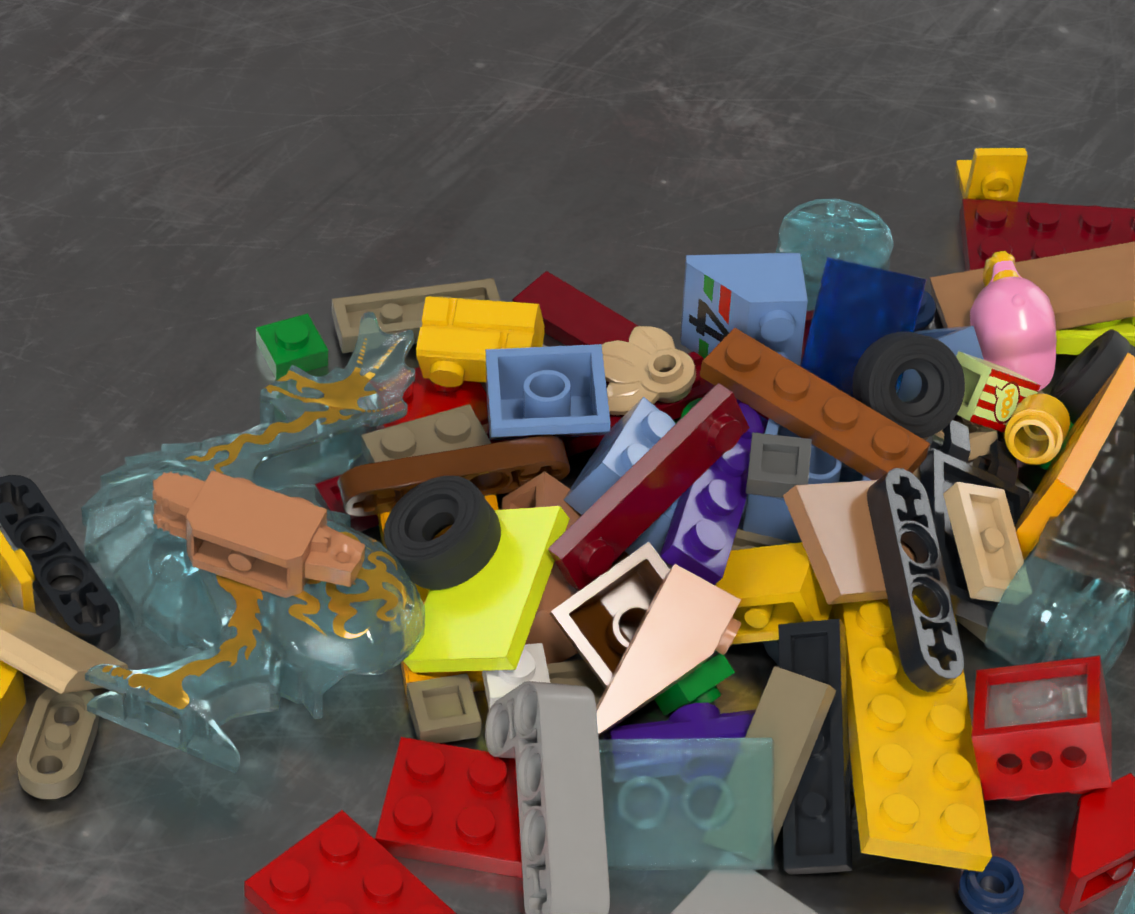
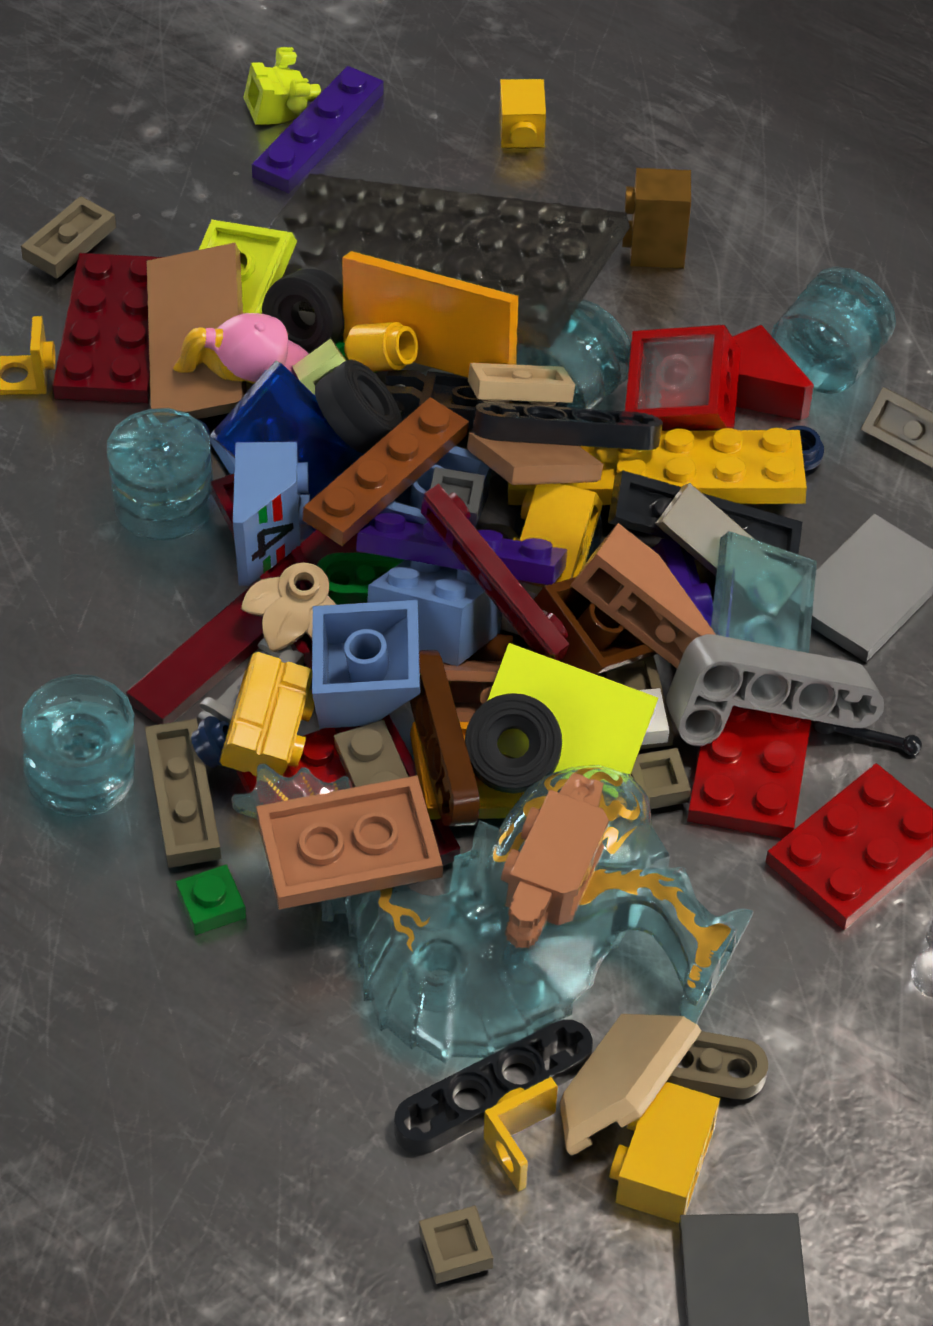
camera: 85 degrees left, 5 degrees up
(307, 395) = (349, 842): none -> nougat plate
(453, 216) = (78, 745): none -> clear light blue wheel

